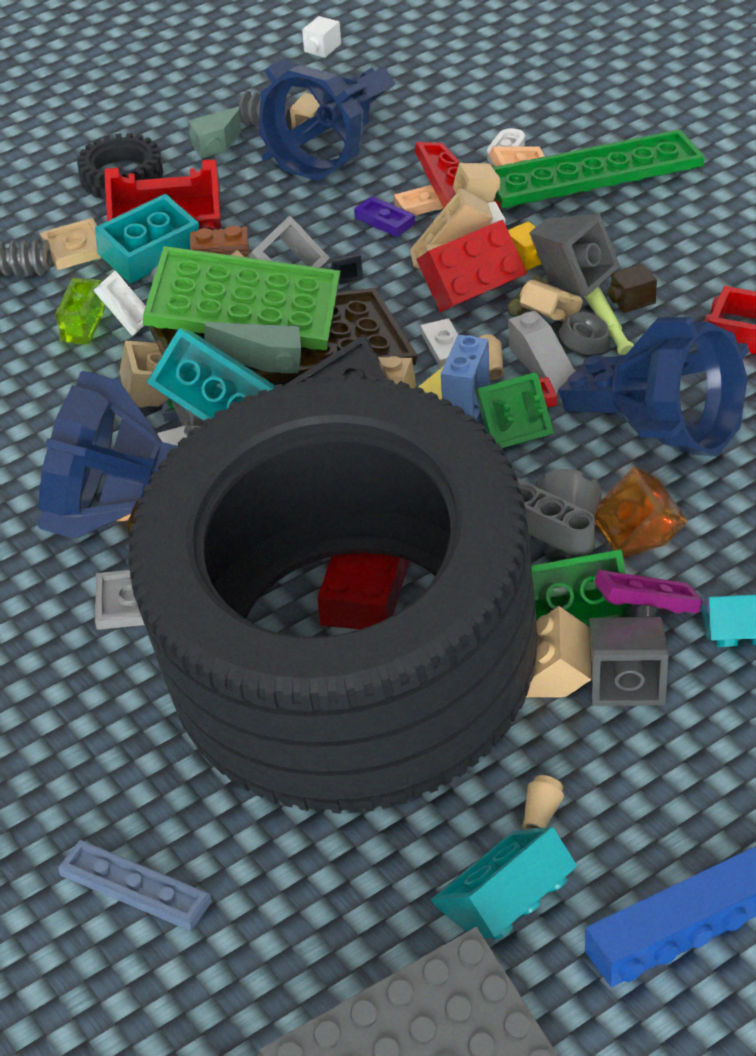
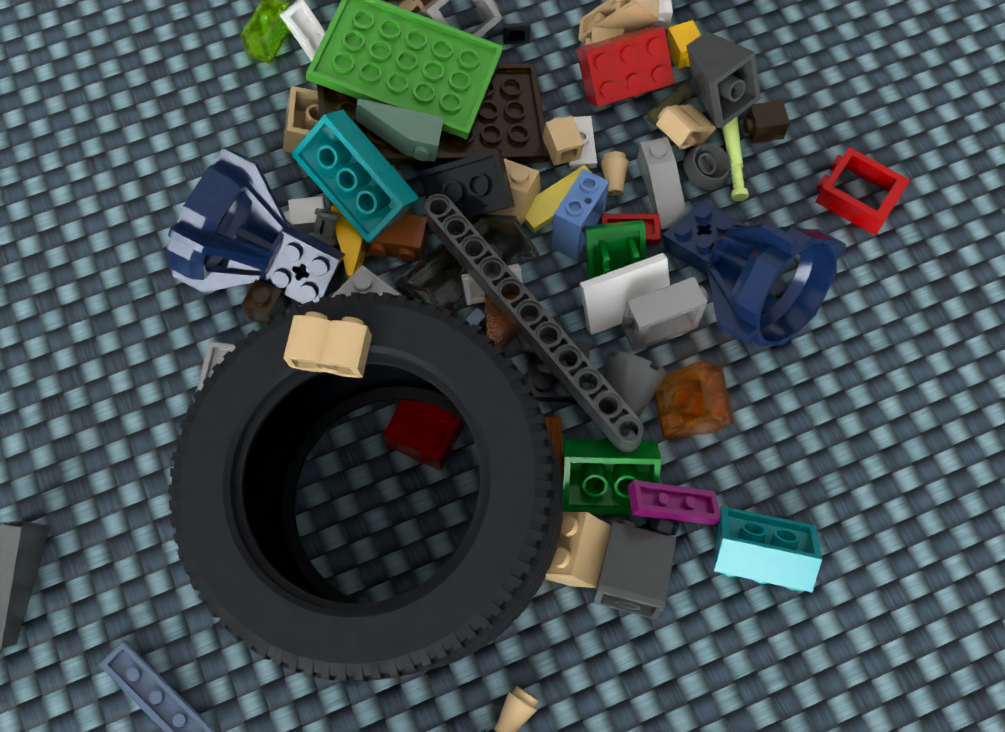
camera: 10 degrees right, 25 degrees up
(266, 419) = (328, 345): none -> tan brick
(427, 335) = (563, 140): none -> tan brick
(541, 436) = (607, 294): none -> white tile
(576, 428) = (664, 313): none -> light grey window

